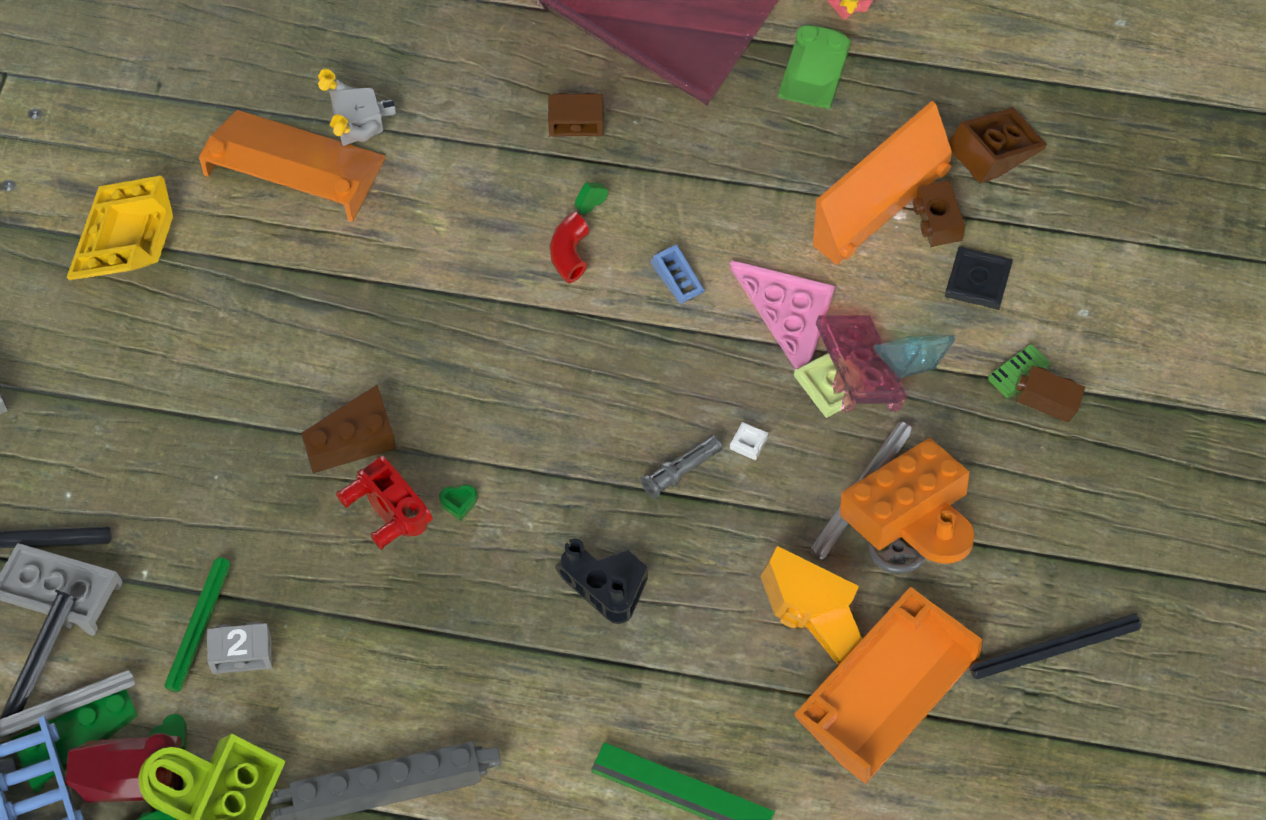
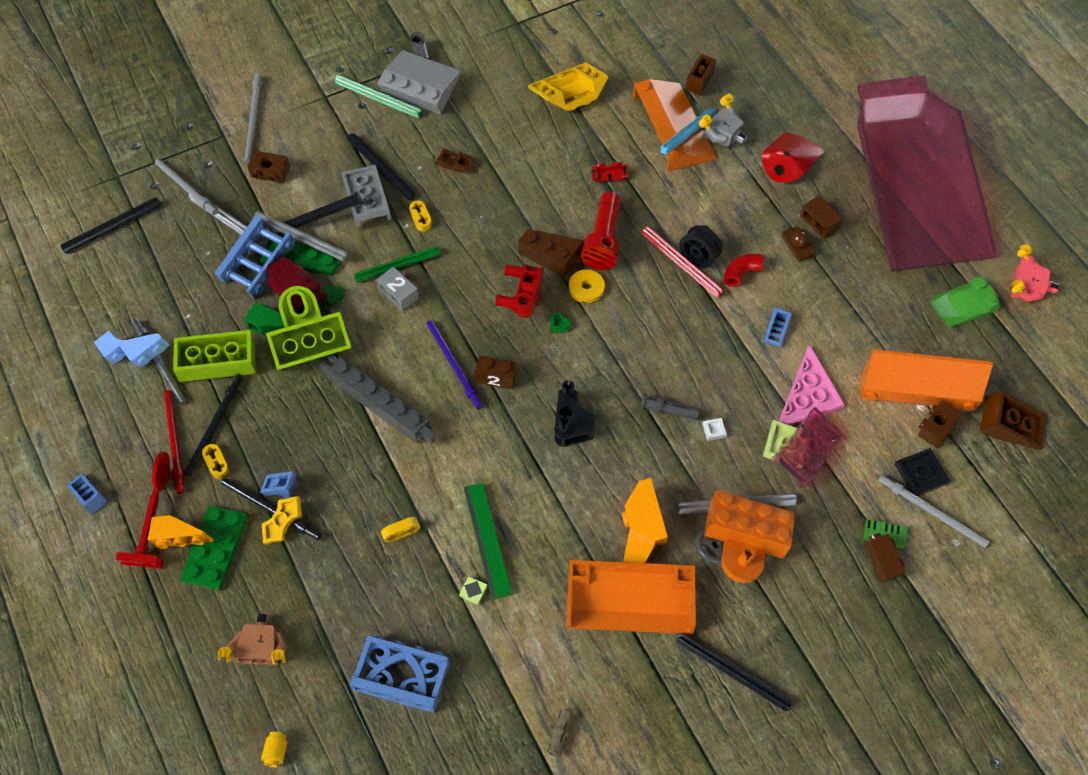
camera: 50 degrees right, 0 degrees up
(101, 448) = (455, 162): none -> reddish brown slope
(150, 542) = (418, 216): none -> yellow beam
(254, 77) = (700, 74): none -> reddish brown brick
(288, 293) = (616, 171): none -> red hinge
(329, 154) = (686, 132): none -> medium azure axle
(404, 374) = (600, 247): none -> red piece
(432, 417) = (586, 277): none -> yellow tile
(444, 74) = (802, 156): none -> red piece
(465, 667) = (470, 390): none -> dark purple bar
(467, 618) = (496, 372): none -> reddish brown brick
(497, 303) = (682, 261): none -> axle
(503, 266) = (701, 246): none -> black wheel
(587, 165) = (798, 243): none -> reddish brown tile
(590, 196) = (781, 256): green tile -> none
(914, 353) = (839, 470): clear light blue slope -> none
(980, 316) = (897, 488): none -> light grey bar

